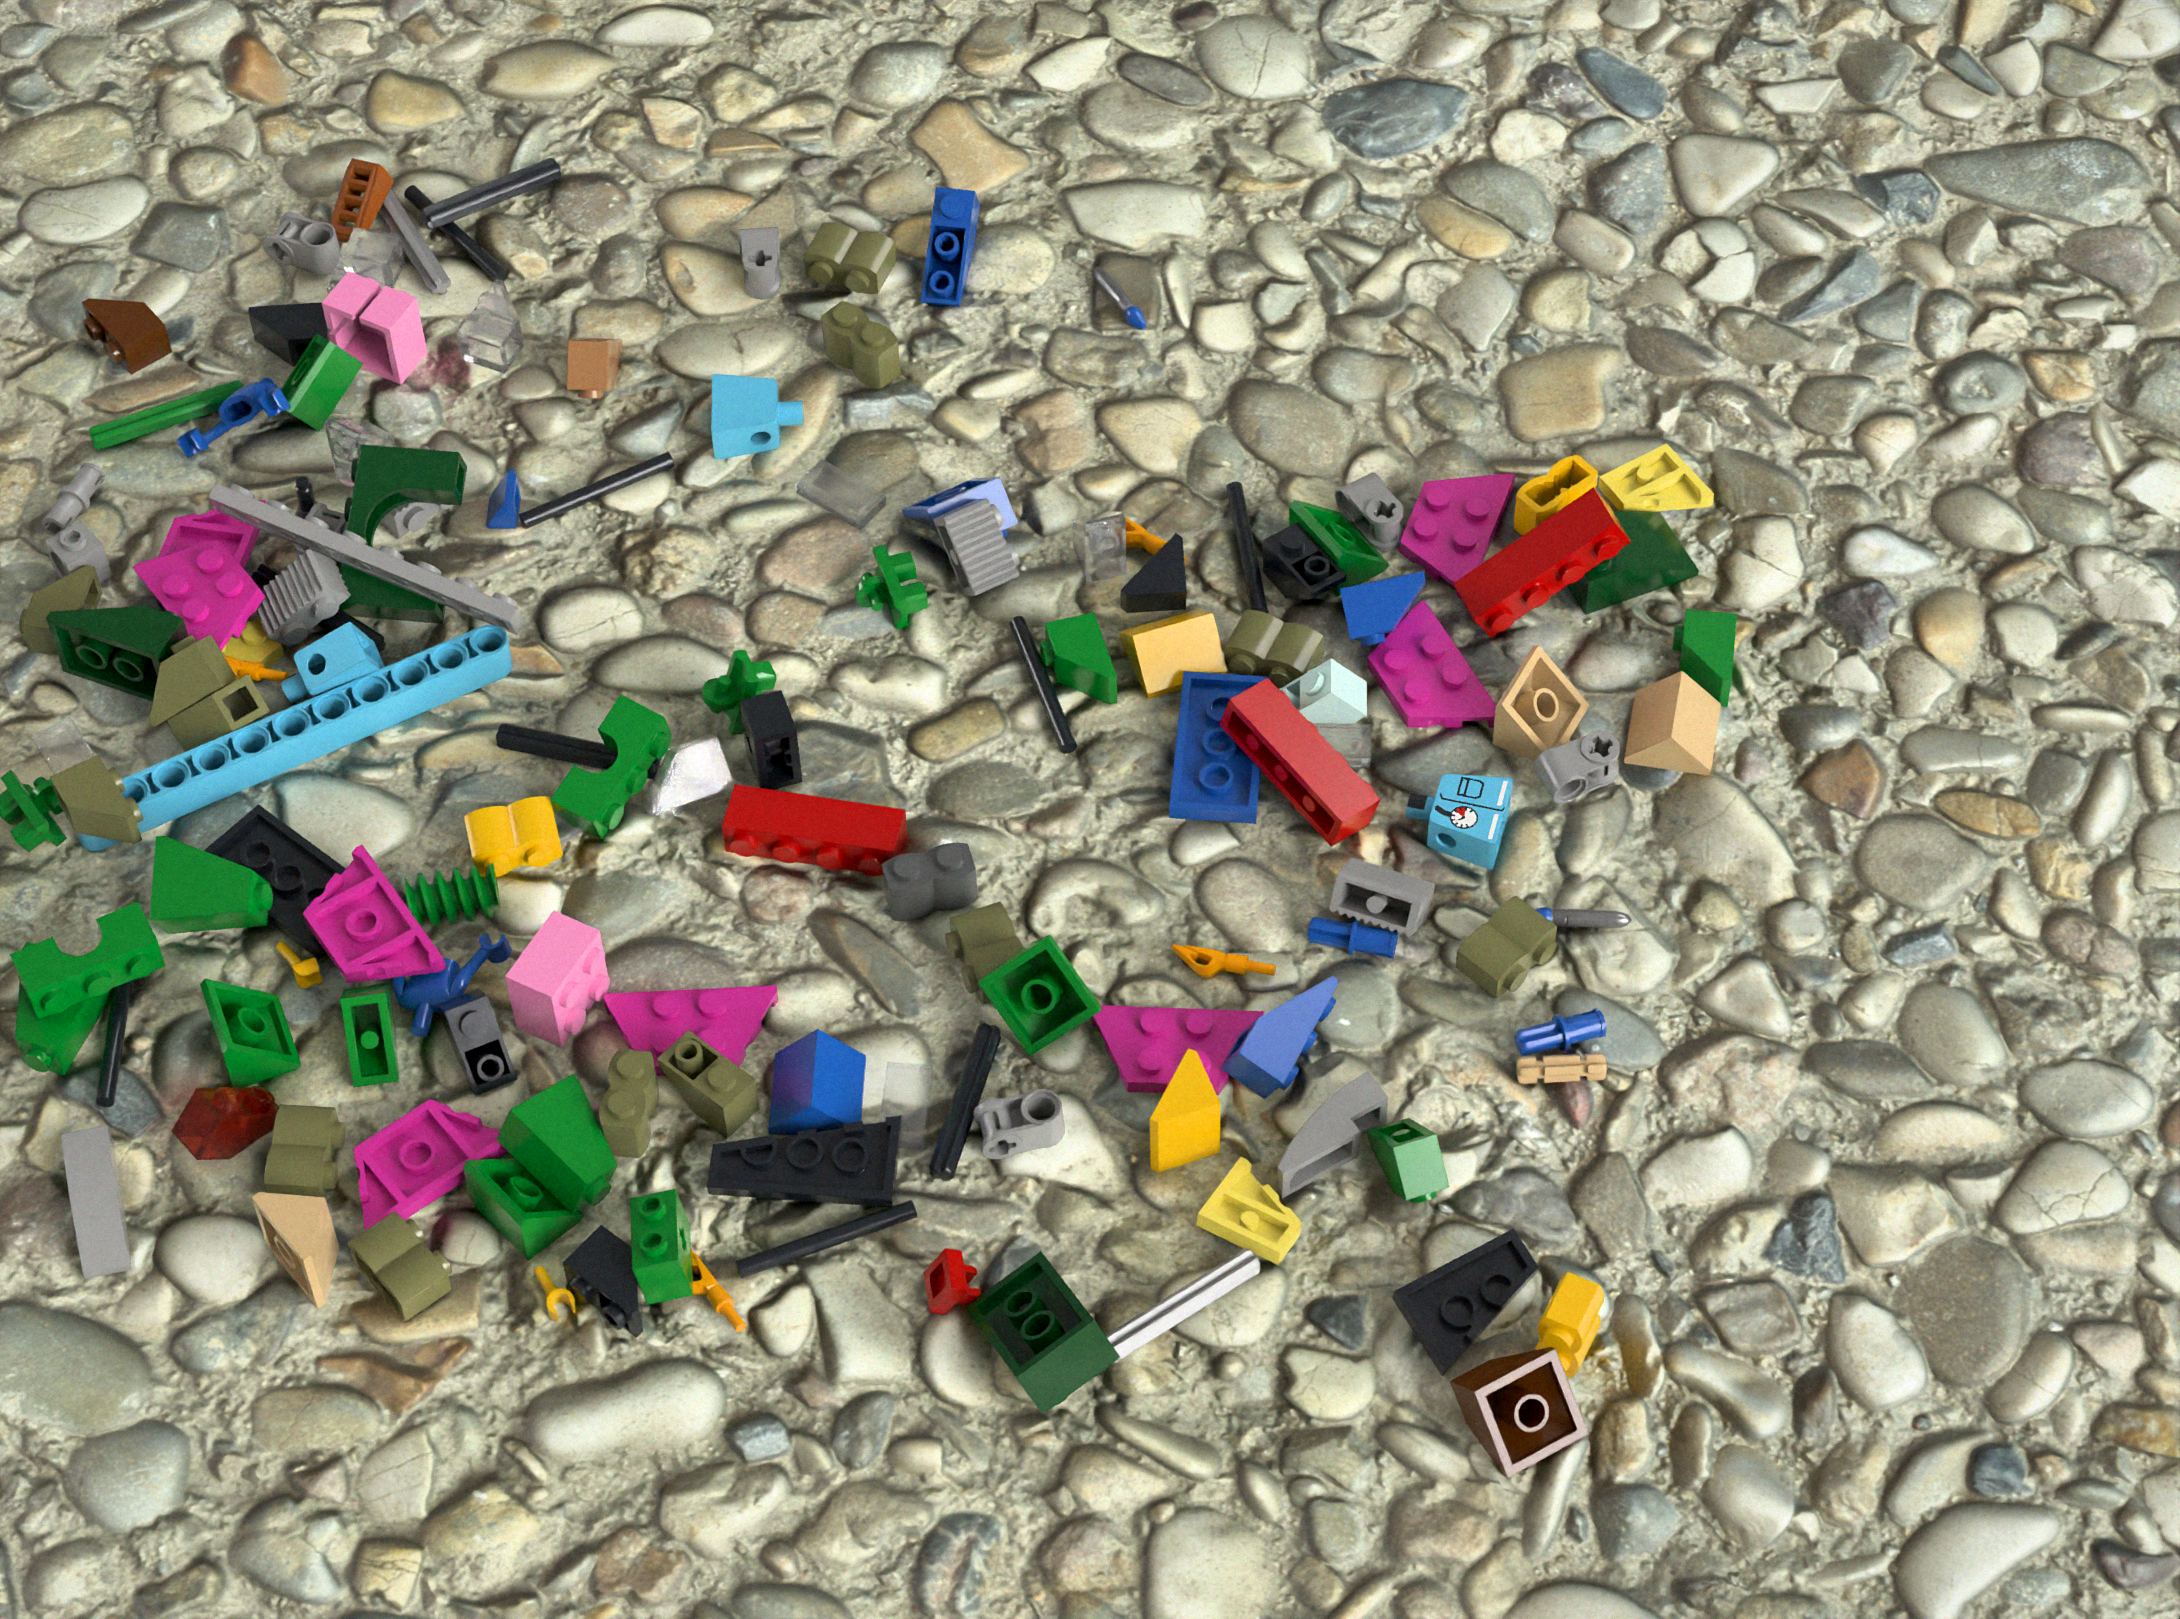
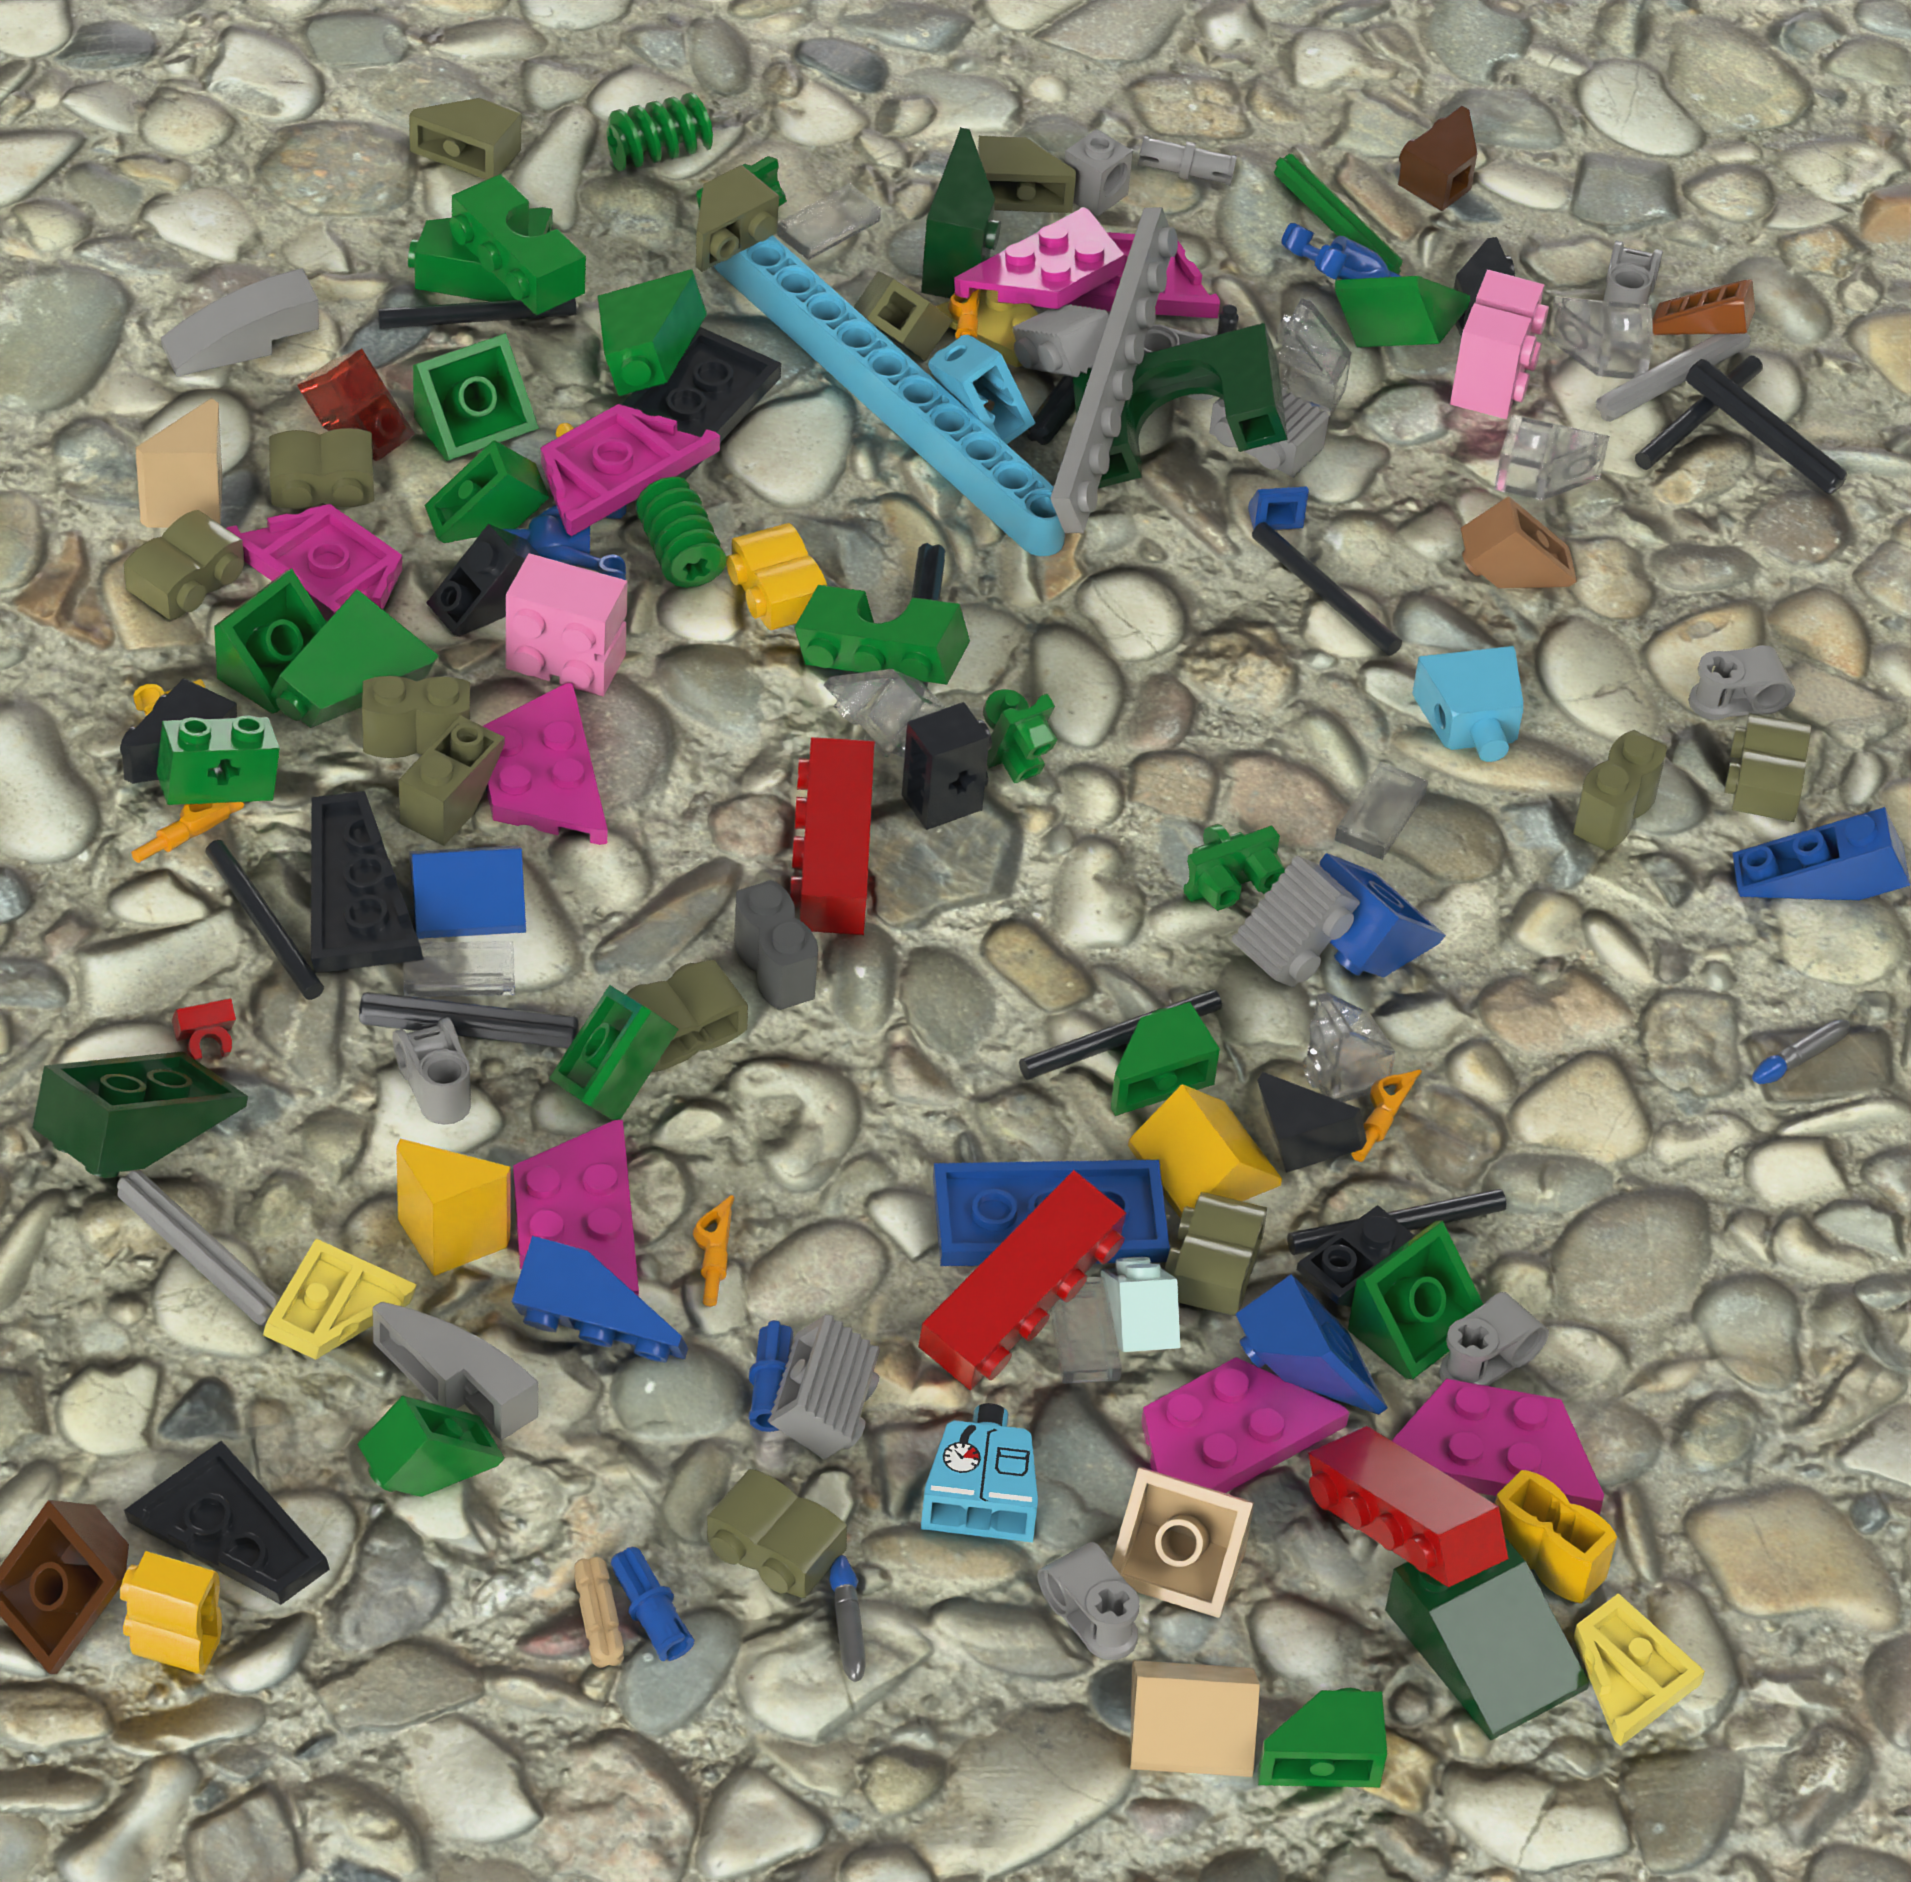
camera: 75 degrees right, 5 degrees down
(189, 677) = (925, 262): olive slope -> none

